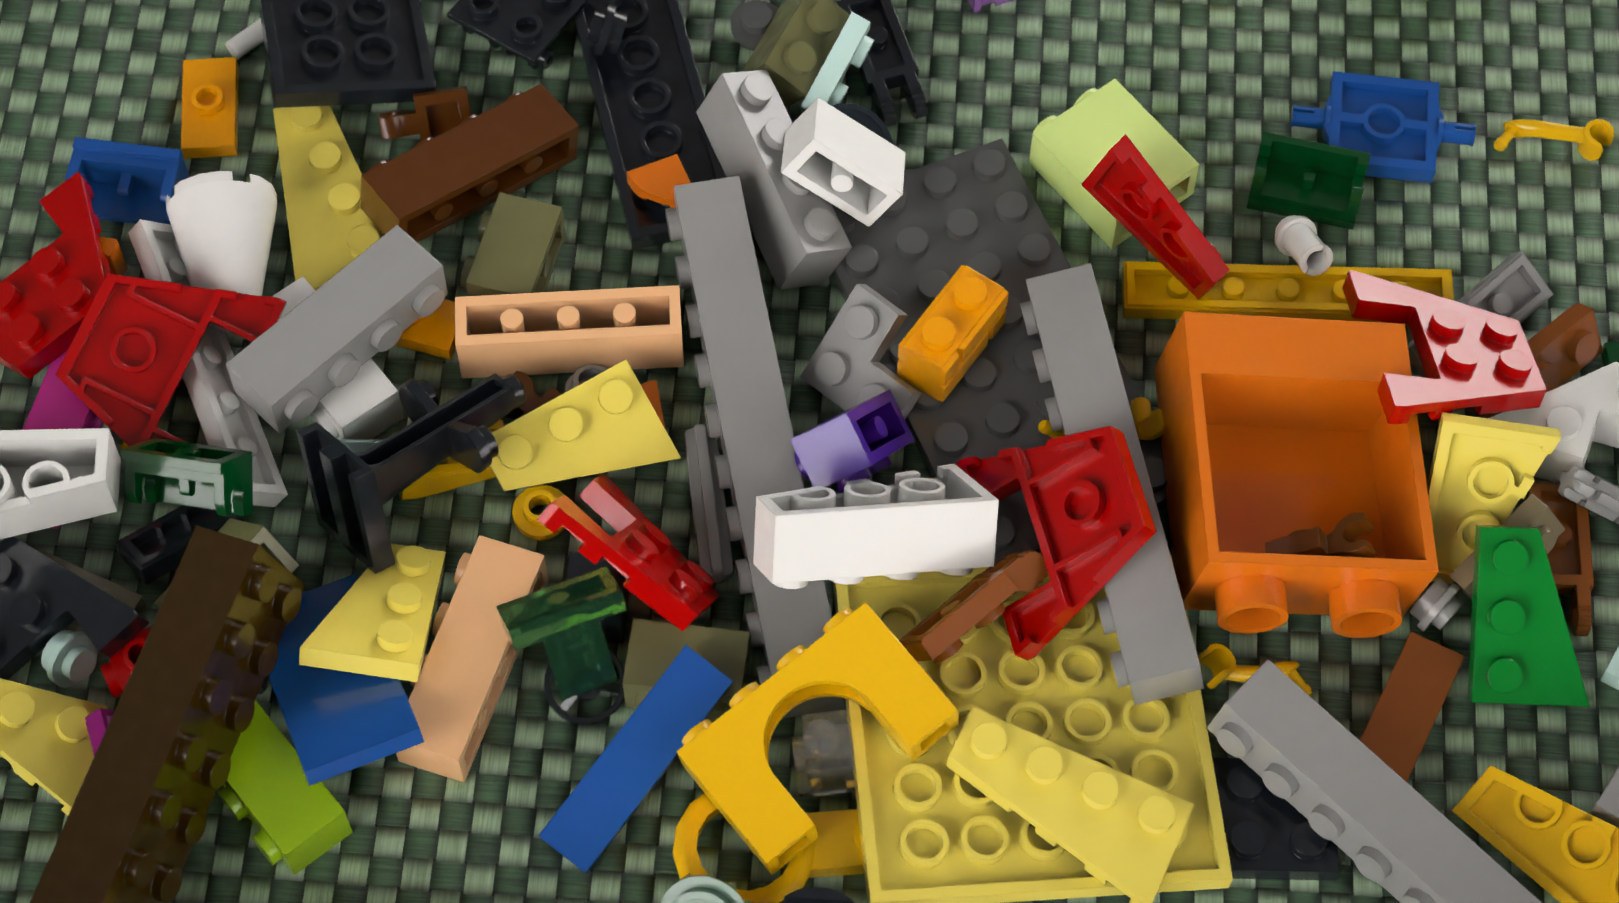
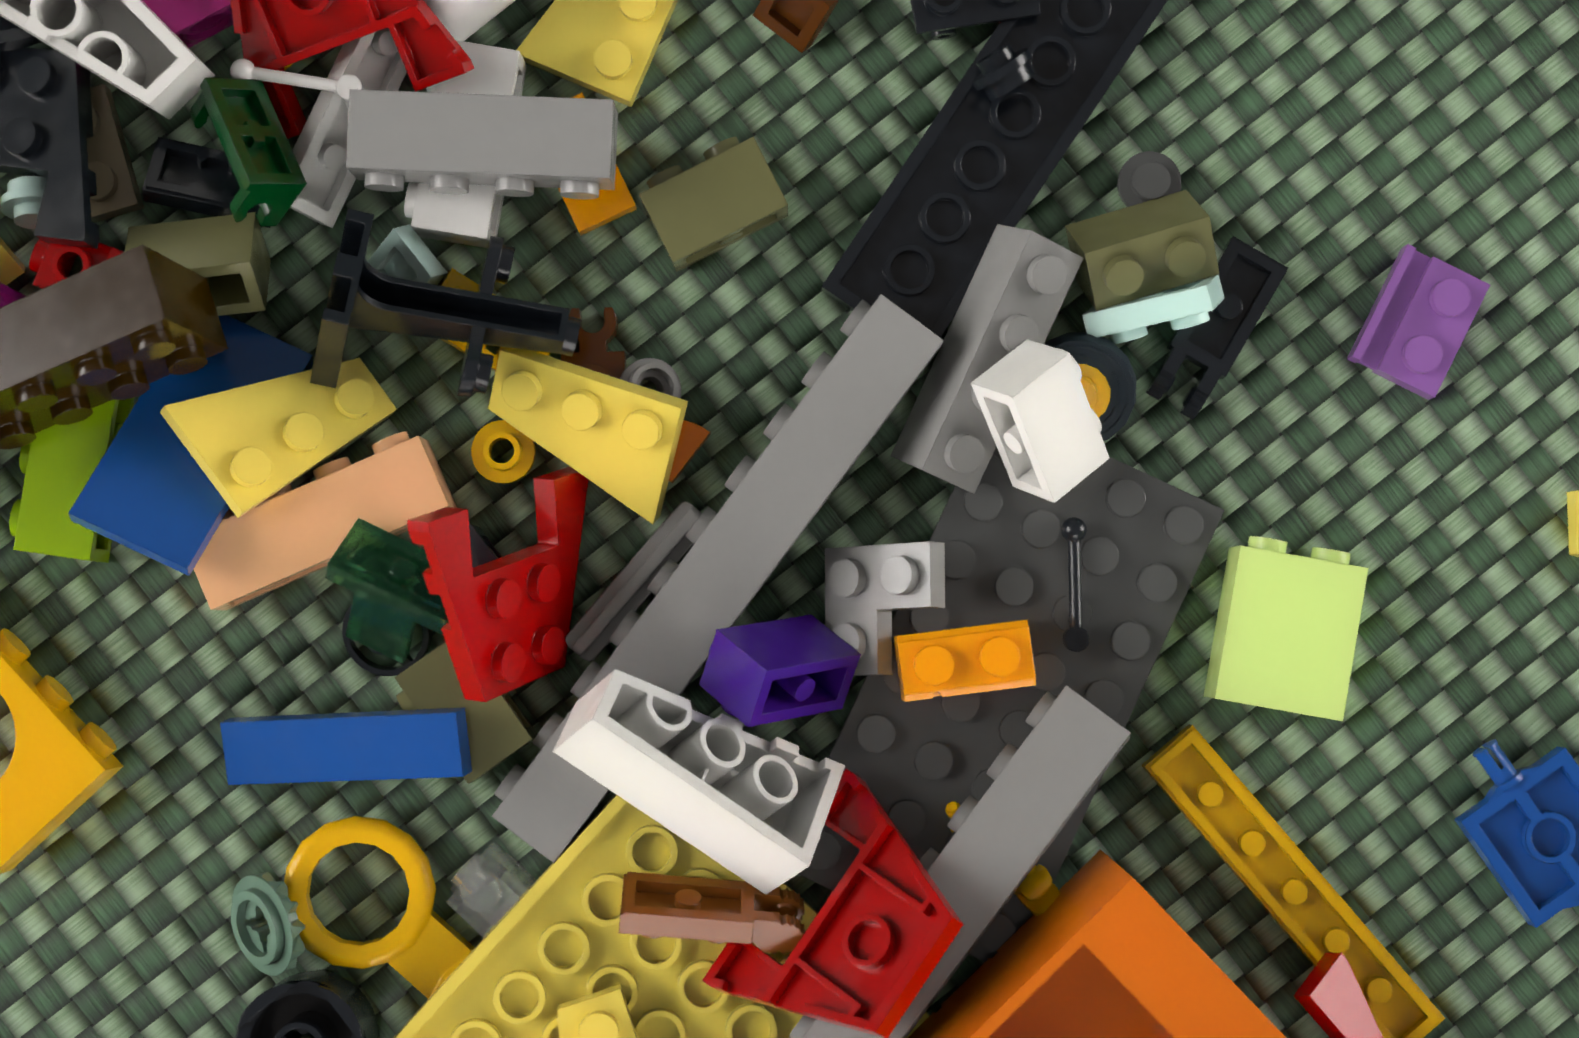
camera: 50 degrees right, 25 degrees up
(216, 389) = (246, 70): none -> white hinge
(470, 165) = (760, 80): reddish brown brick -> none
(568, 331) = (677, 323): light nougat brick -> none
(658, 180) = (895, 266): orange tile -> none
(851, 661) = (564, 868): yellow arch -> none
(1001, 271) = (1075, 637): none -> black hinge
(1149, 211) = (1235, 745): red wing -> none
(1298, 238) = (1353, 860): white pin -> none
(1308, 180) = (1423, 820): dark green hinge -> none

